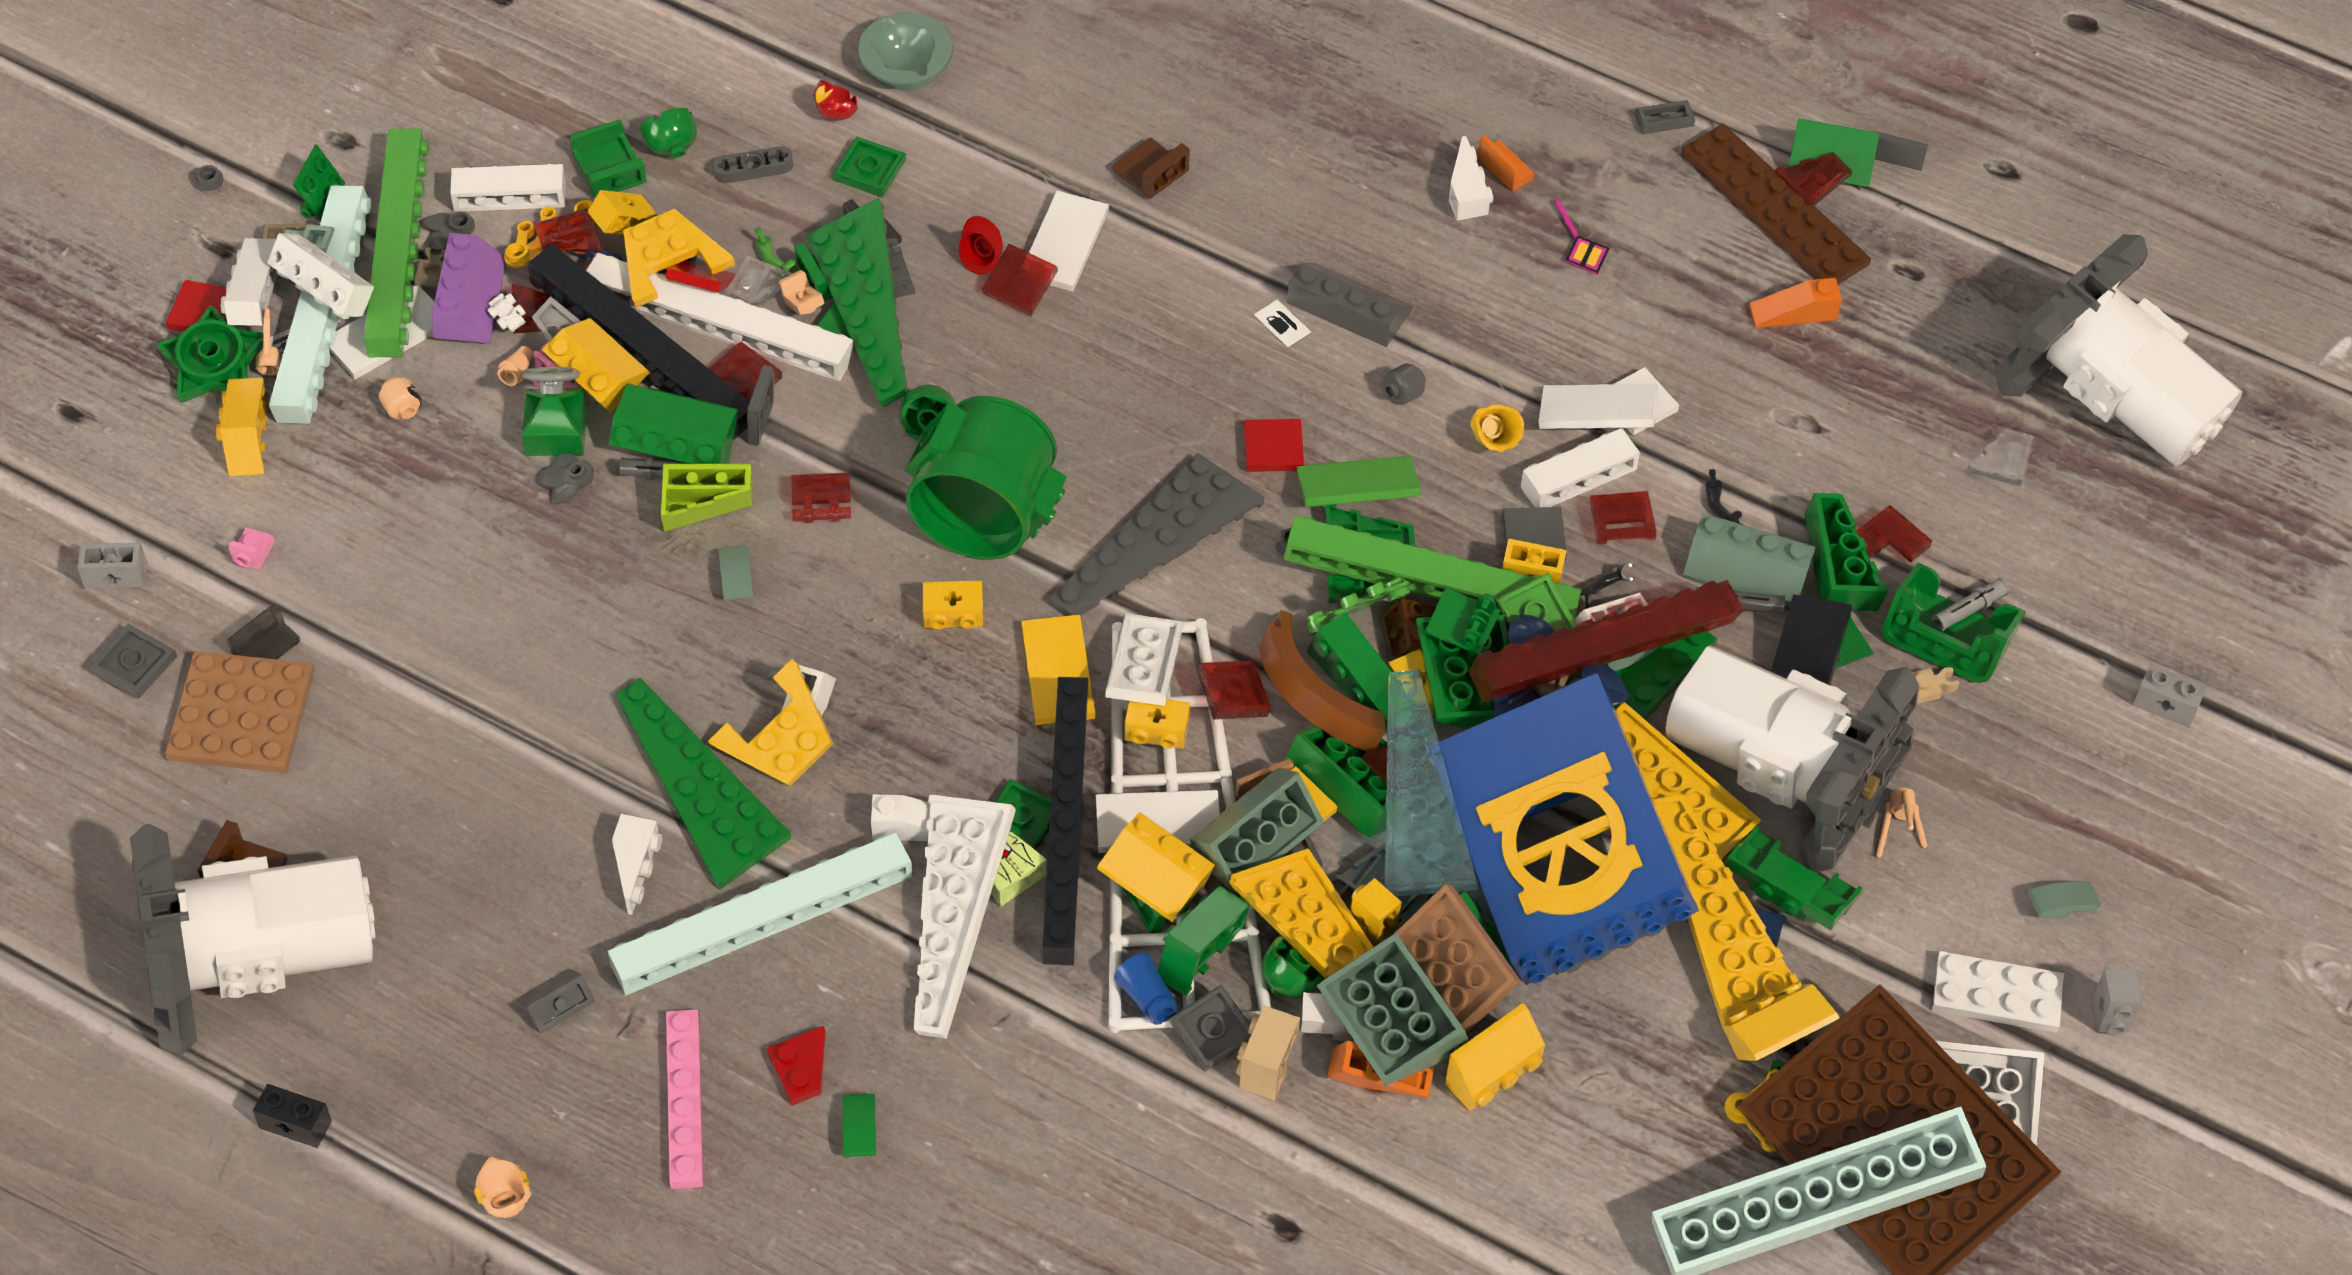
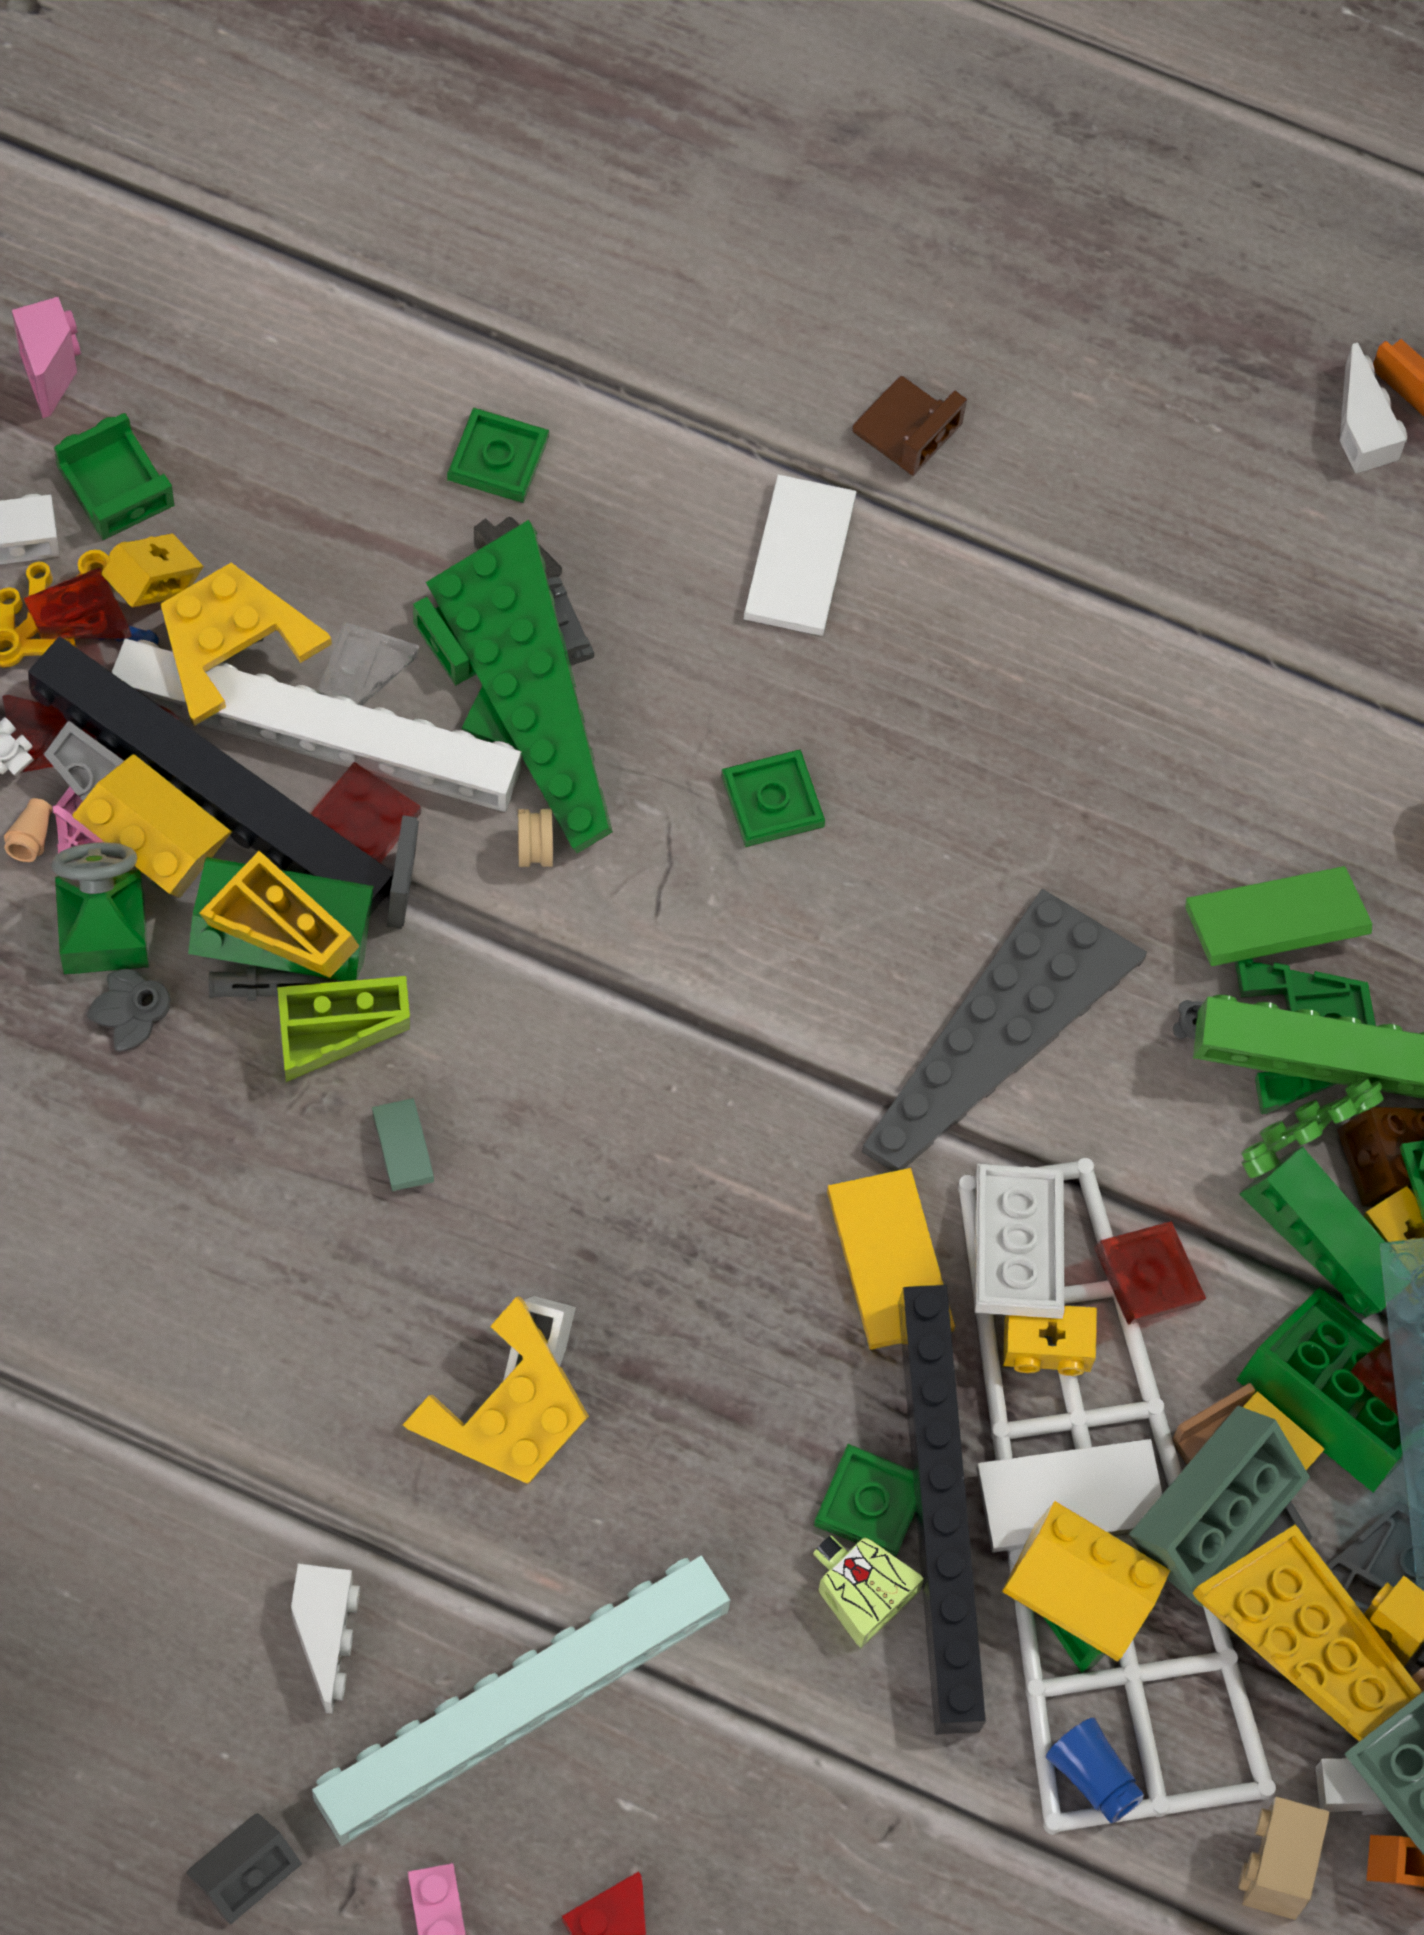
camera: 10 degrees left, 10 degrees up
(575, 78) = (47, 350): none -> bright pink slope
(669, 417) = (278, 916): none -> yellow wedge
(671, 133) = (202, 428): green cylinder -> none
(699, 276) = (275, 664): red tile -> none
(715, 806) = (432, 1532): green wing -> none
(745, 173) = (296, 464): dark grey beam -> none
(764, 247) = (365, 602): bright green piece -> none
(799, 294) = (430, 678): light nougat bracket -> none
(821, 489) = (505, 997): clear red plate -> none
(834, 101) = (434, 354): red hair -> none
(854, 394) = (535, 838): none -> tan wheel
(901, 816) = (723, 1526): white slope -> none
(905, 50) = (526, 260): sand green piece -> none
(921, 407) = (647, 860): green cylinder -> none
(952, 604) = (745, 1158): yellow brick -> none
(961, 868) = (805, 1607): white wing -> none
(980, 245) = (684, 581): red piece -> none
(984, 477) = (752, 973): green cylinder -> none
(1019, 279) = (746, 627): clear red plate -> none
(1024, 383) = (773, 798): none -> green tile
(1199, 936) = (1164, 1683): green wedge -> none
(1212, 1027) = (1195, 1819): dark grey tile -> none
(1273, 445) = (1147, 864): red tile -> none
(1282, 323) = (1130, 662): white sticker -> none
(1288, 970) = (1293, 1723): green cylinder -> none
(1311, 695) = (1261, 1276): dark orange arch -> none
(1347, 303) = (1222, 624): dark grey slope -> none
(1404, 383) = (1322, 750): dark grey head -> none

